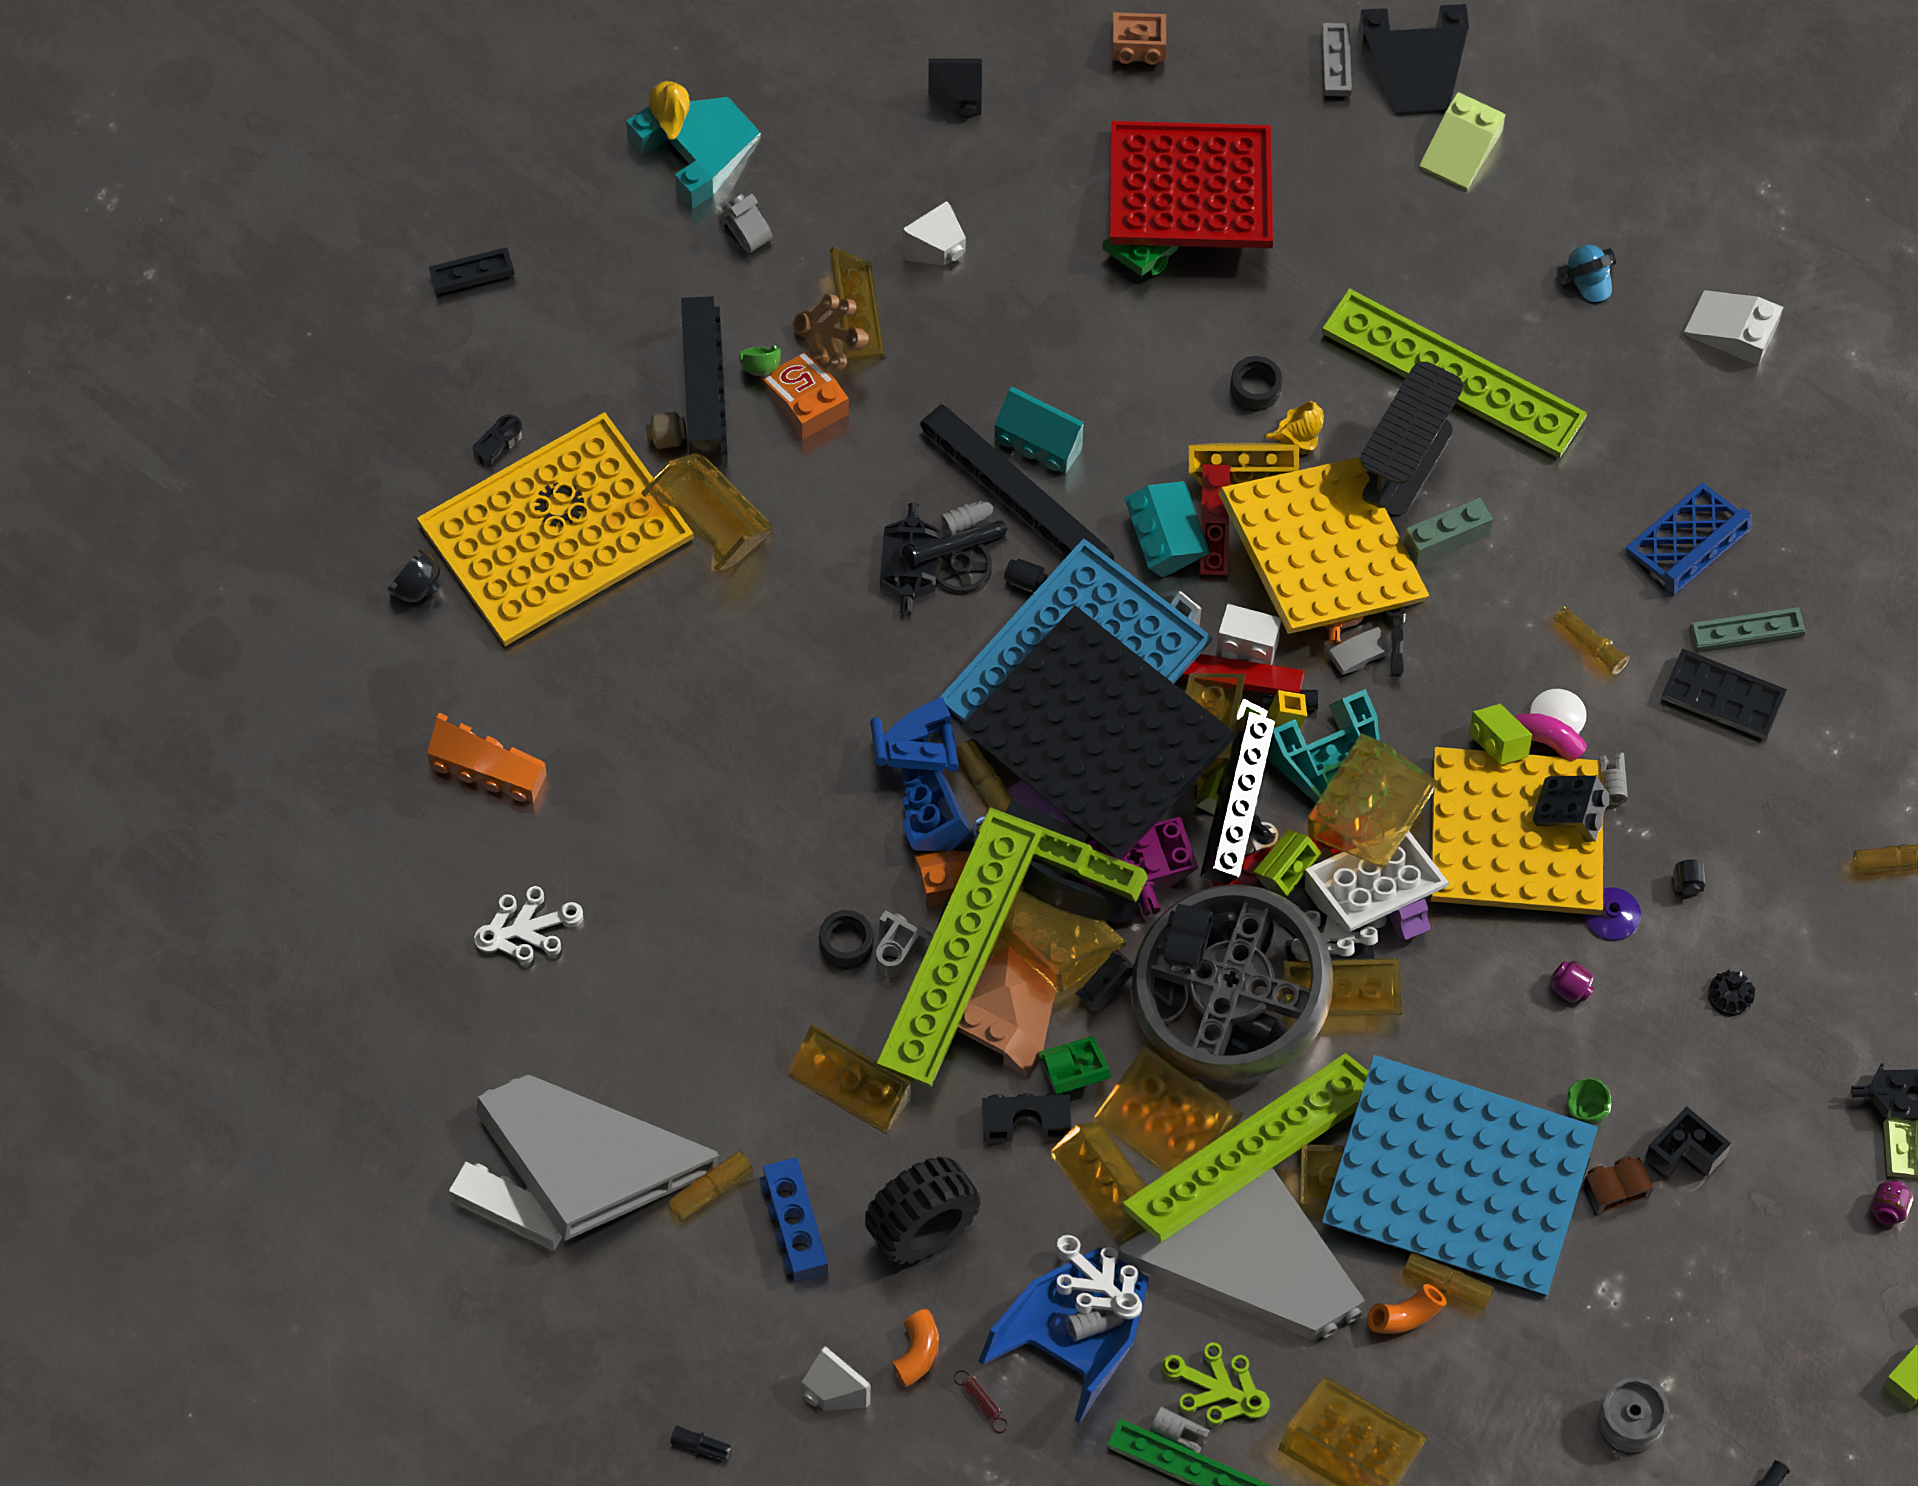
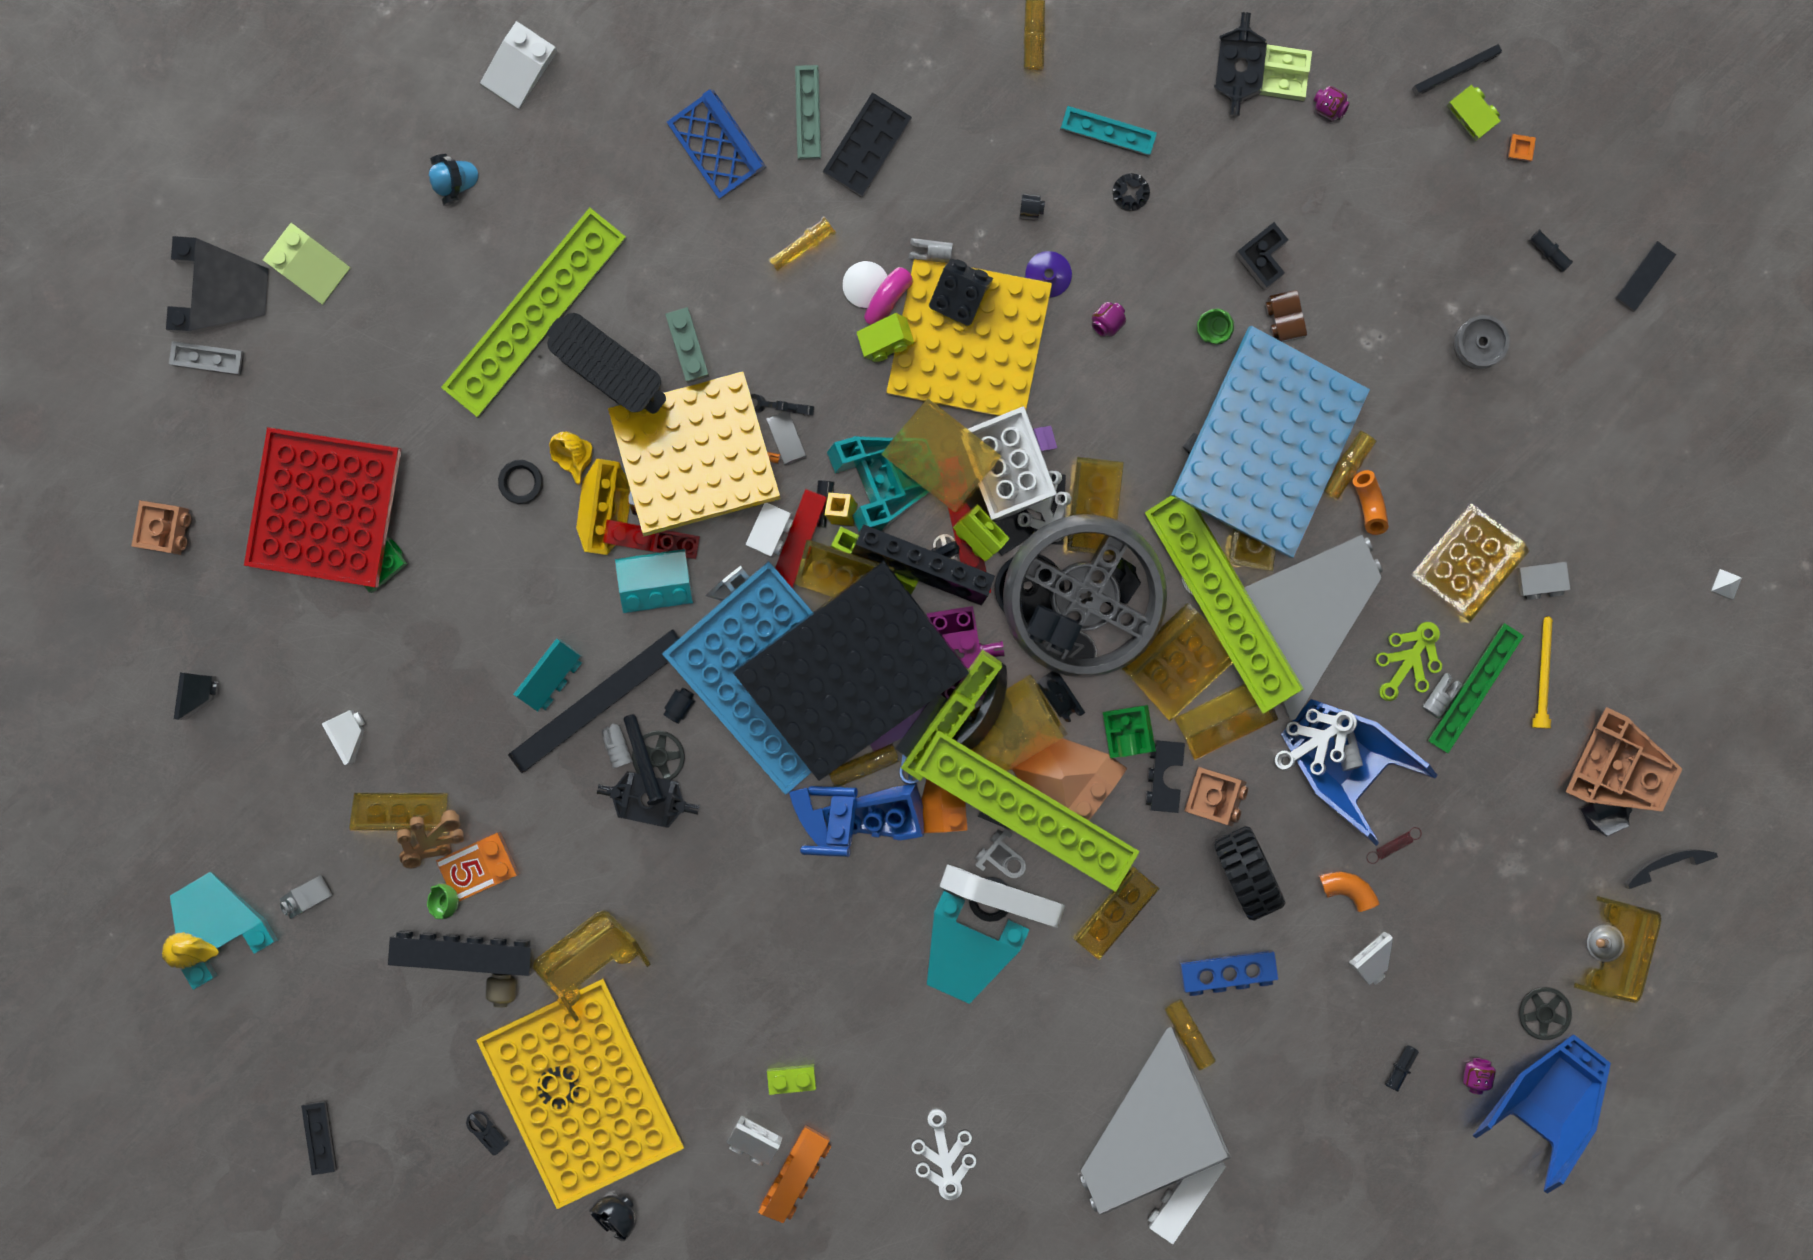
camera: 80 degrees left, 25 degrees up
(523, 710) = (754, 1141): none -> white slope
(600, 746) = (791, 1079): none -> lime brick
(770, 918) = (964, 958): none -> teal wedge
(849, 950) = (1002, 896): none -> white beam
(1010, 1178) = (1216, 797): none -> nougat plate
(1800, 955) = (1108, 130): none -> teal plate
(1888, 1437) = (1521, 147): none -> orange plate

